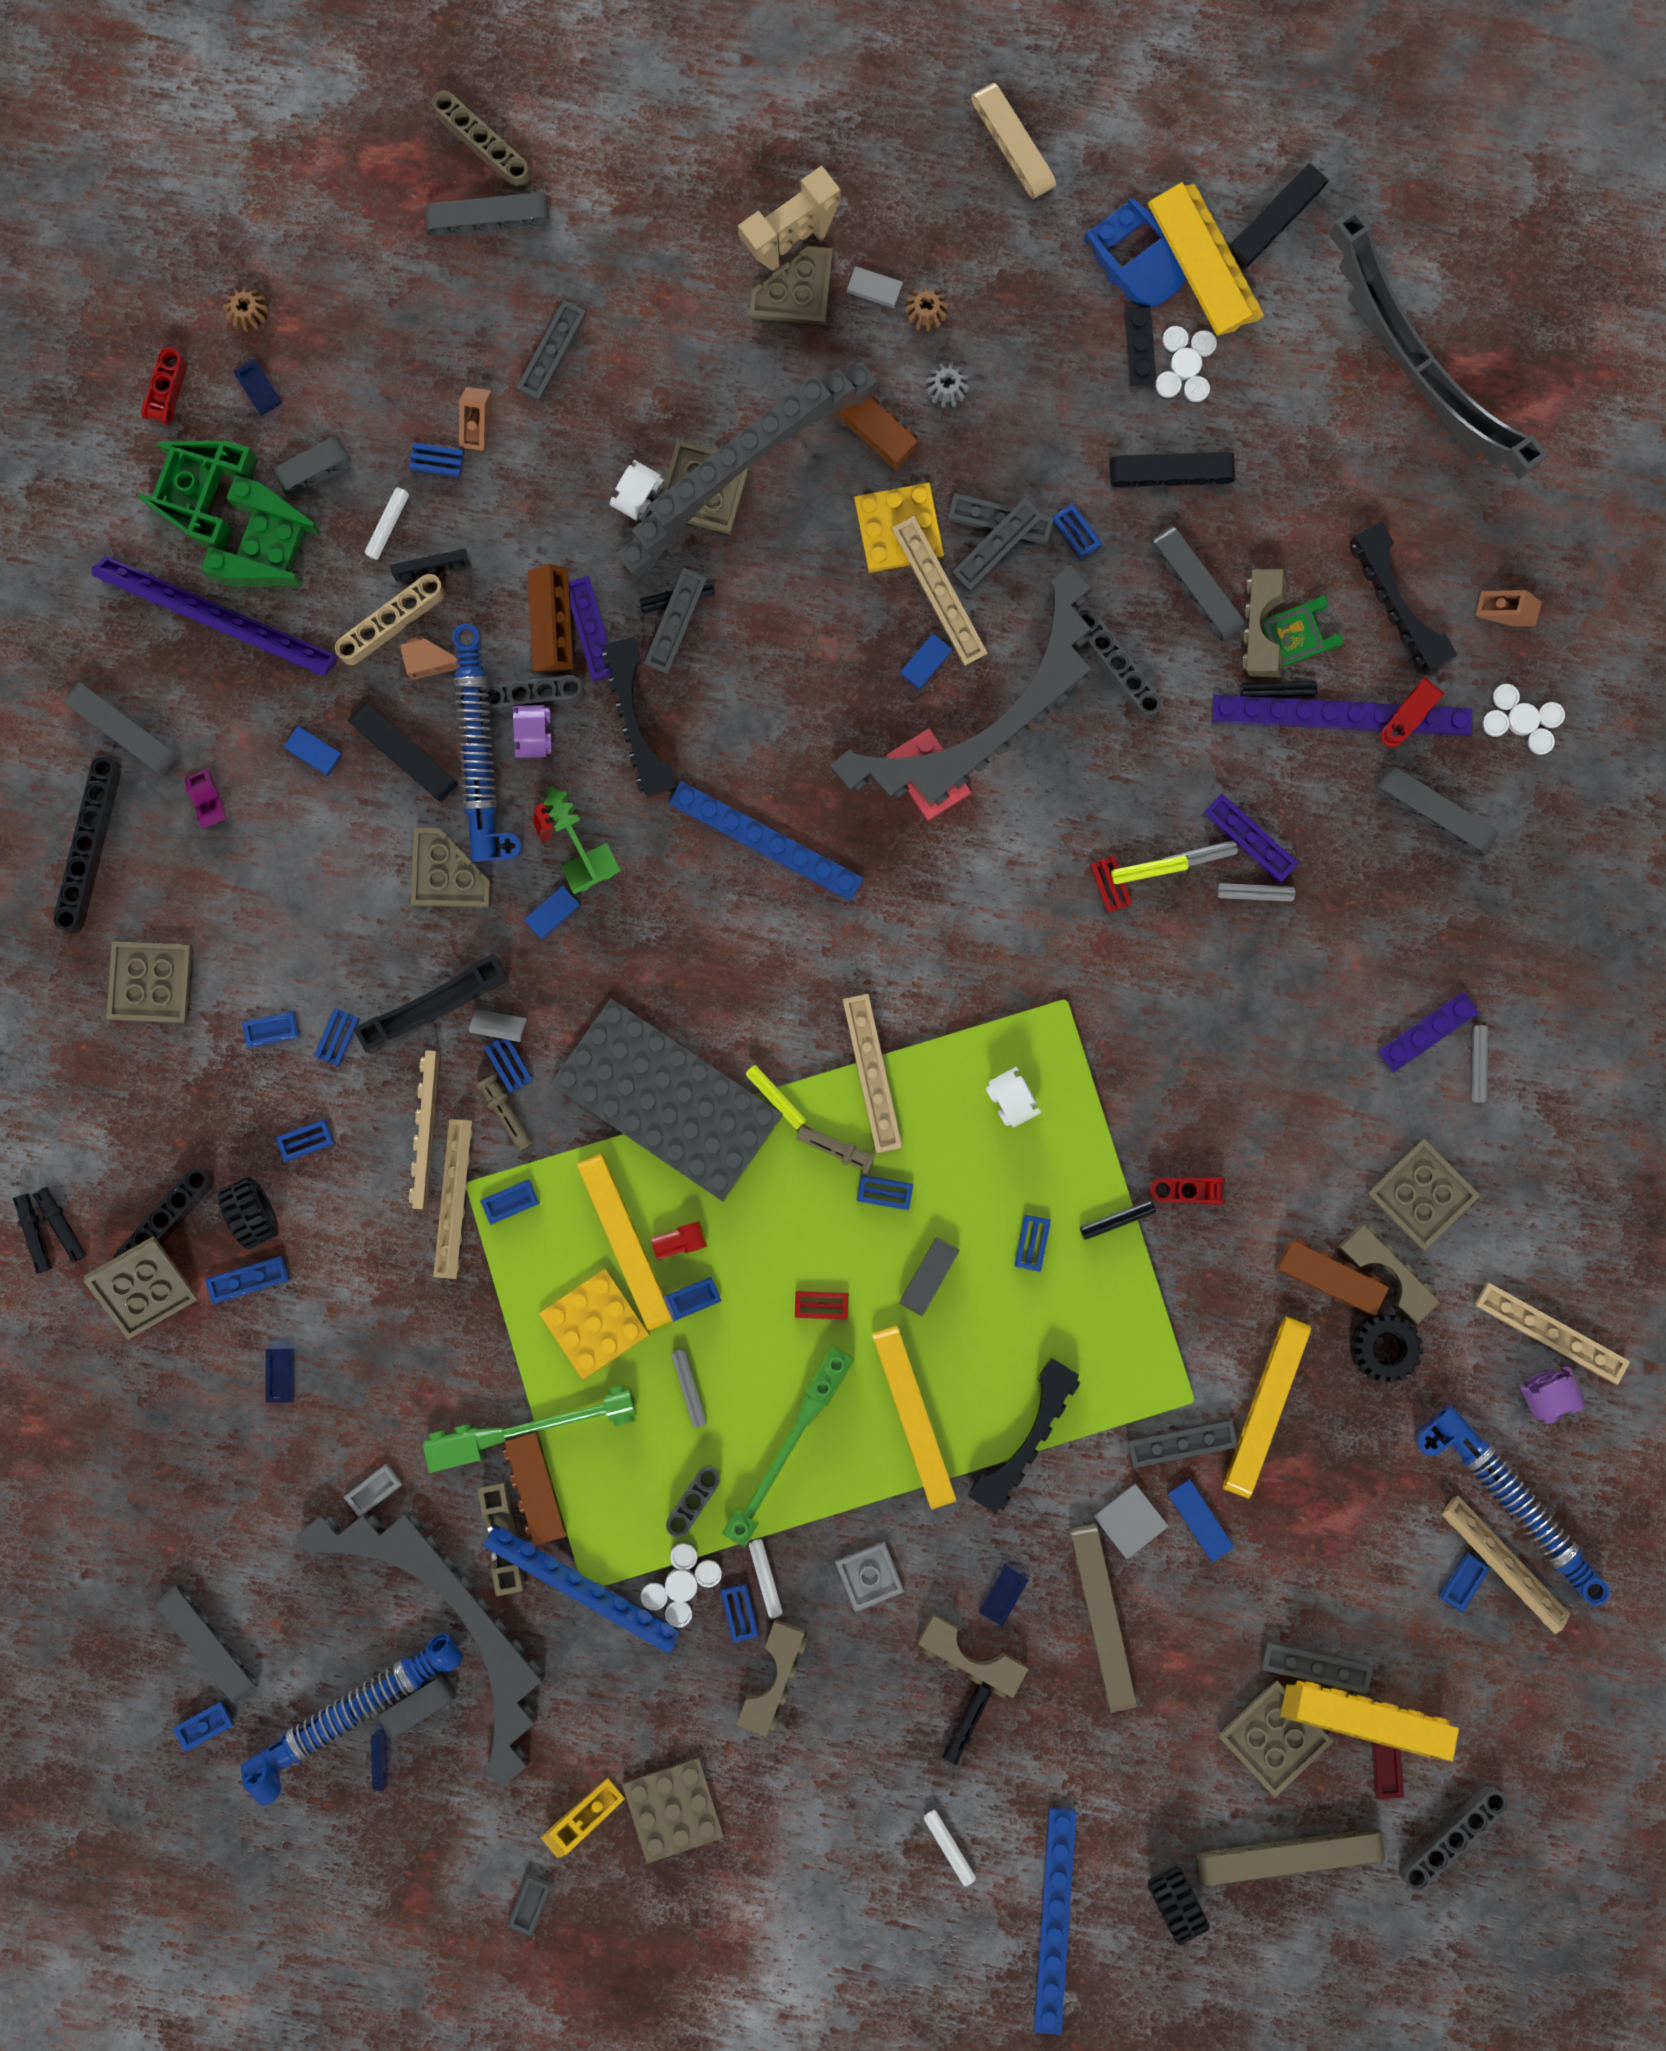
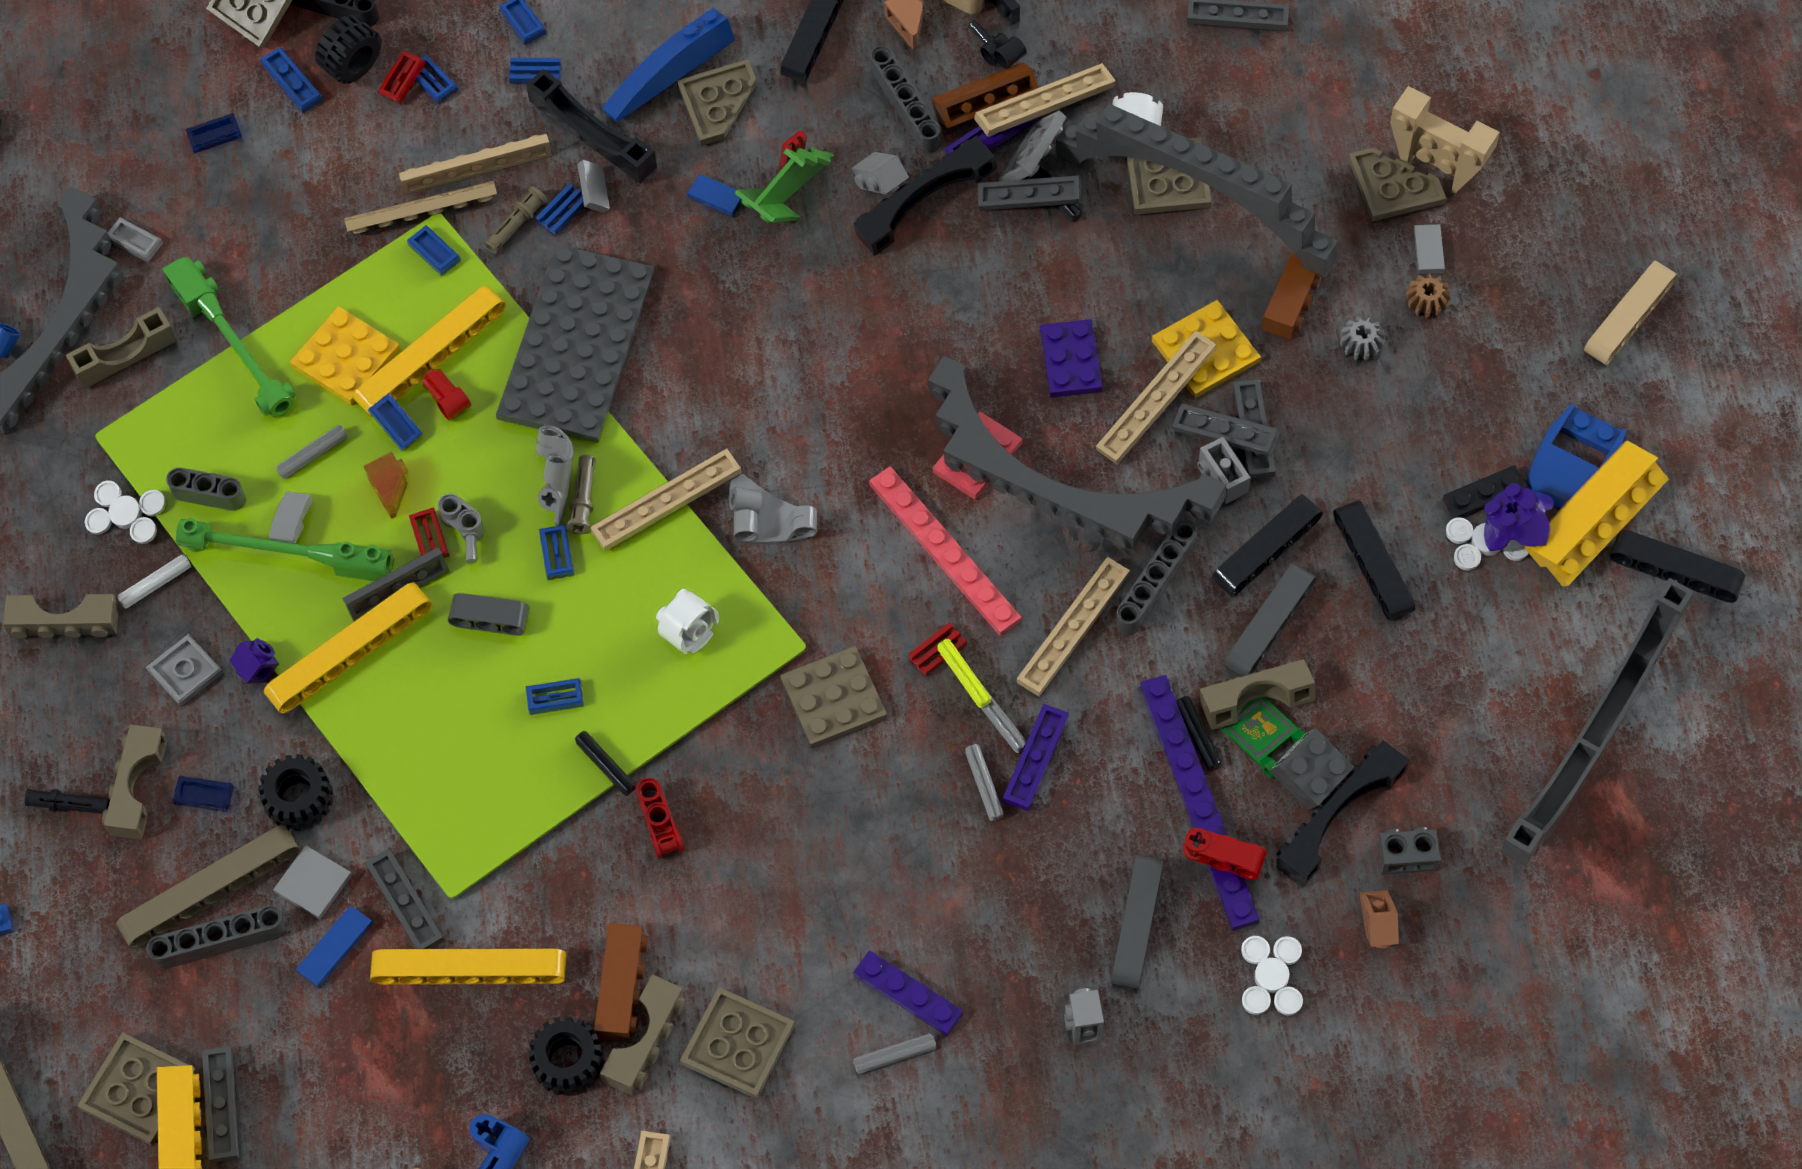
camera: 70 degrees right, 20 degrees down
(301, 1163) = (405, 78): none -> red tile
(386, 903) = (671, 62): none -> blue wedge
(476, 753) = (792, 97): blue piece -> none
(502, 586) = (998, 49): none -> black beam
(529, 731) = (874, 114): medium lavender brick -> none
(535, 1489) = (175, 360): dark orange brick -> none
(580, 566) = (1044, 99): none -> tan plate
(581, 1589) = (94, 426): blue plate -> none
(601, 750) = (879, 173): none -> light grey brick
(630, 598) = (1033, 147): none -> light grey plate
(734, 1590) = (117, 575): blue tile -> none
(753, 1325) = (388, 481): none -> clear orange slope
(755, 1430) = (288, 518): none -> light grey slope
(766, 841) = (854, 344): blue plate -> none
(775, 1097) = (613, 428): neon yellow axle -> none
(778, 1156) = (559, 454): none -> light grey panel
(822, 1274) = (459, 519): none -> light grey beam
(860, 652) = (1071, 358): none -> dark purple plate
(867, 1362) = (420, 571): none -> dark grey plate
(891, 1509) = (254, 661): none -> dark purple brick
(917, 987) = (765, 518): none -> light grey panel
(926, 661) = (1086, 415): blue tile -> none
(993, 1488) = (419, 760): black arch -> none
(1013, 840) = (945, 551): none -> coral plate
(1037, 562) = (1223, 465): none -> light grey brick
(1058, 1527) = (292, 772): none -> black tyre
(1068, 537) = (1262, 517): blue tile -> none
(1122, 555) = (1267, 545): none -> black beam
(1122, 993) = (833, 697): none -> dark tan plate
(1136, 756) = (1073, 626): none -> tan plate
(1161, 1637) = (203, 933): none -> dark grey beam
(1206, 324) = (1517, 516): none -> dark purple brick
(1358, 606) = (1311, 769): none -> dark grey brick
(1462, 559) = (1410, 858): none -> dark grey brick
(1516, 890) = (1084, 1016): none -> light grey brick

